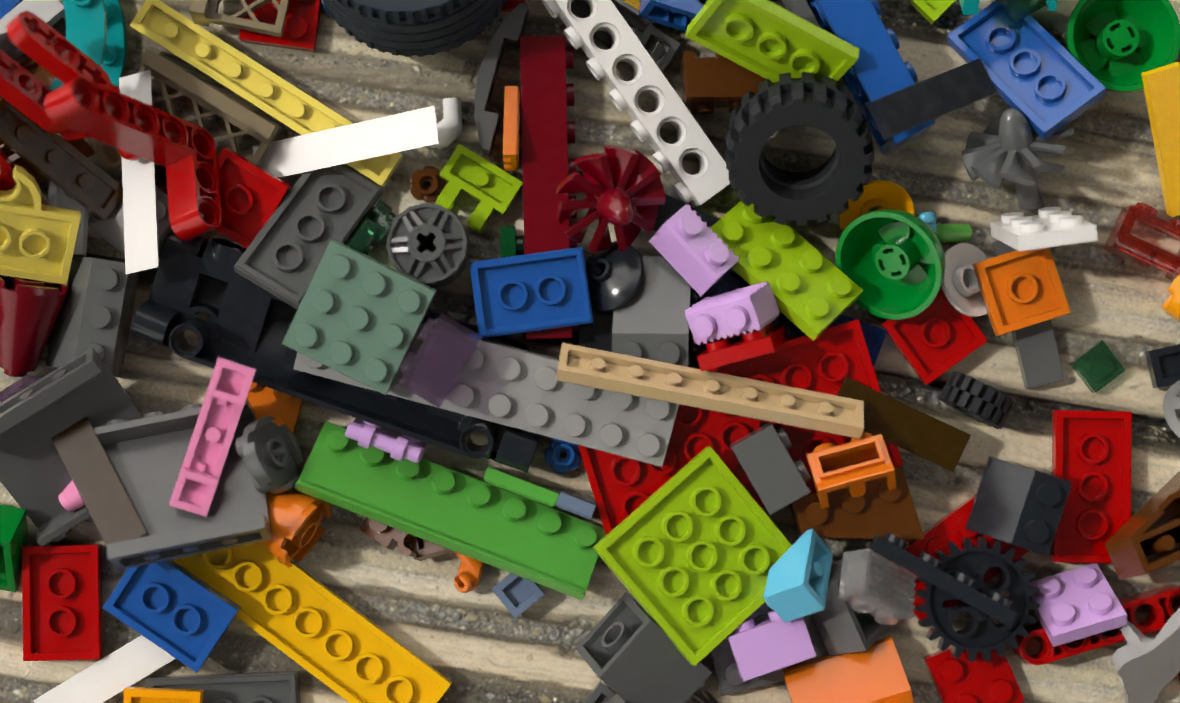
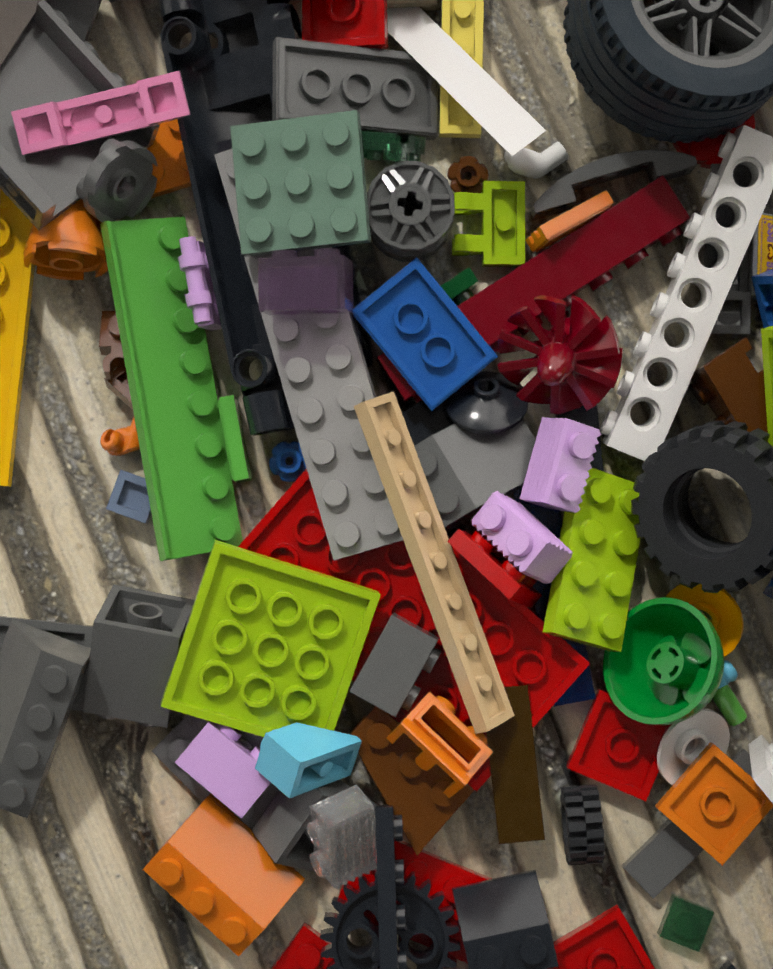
camera: 60 degrees right, 0 degrees up
(575, 504) = (248, 500): sand blue tile -> none

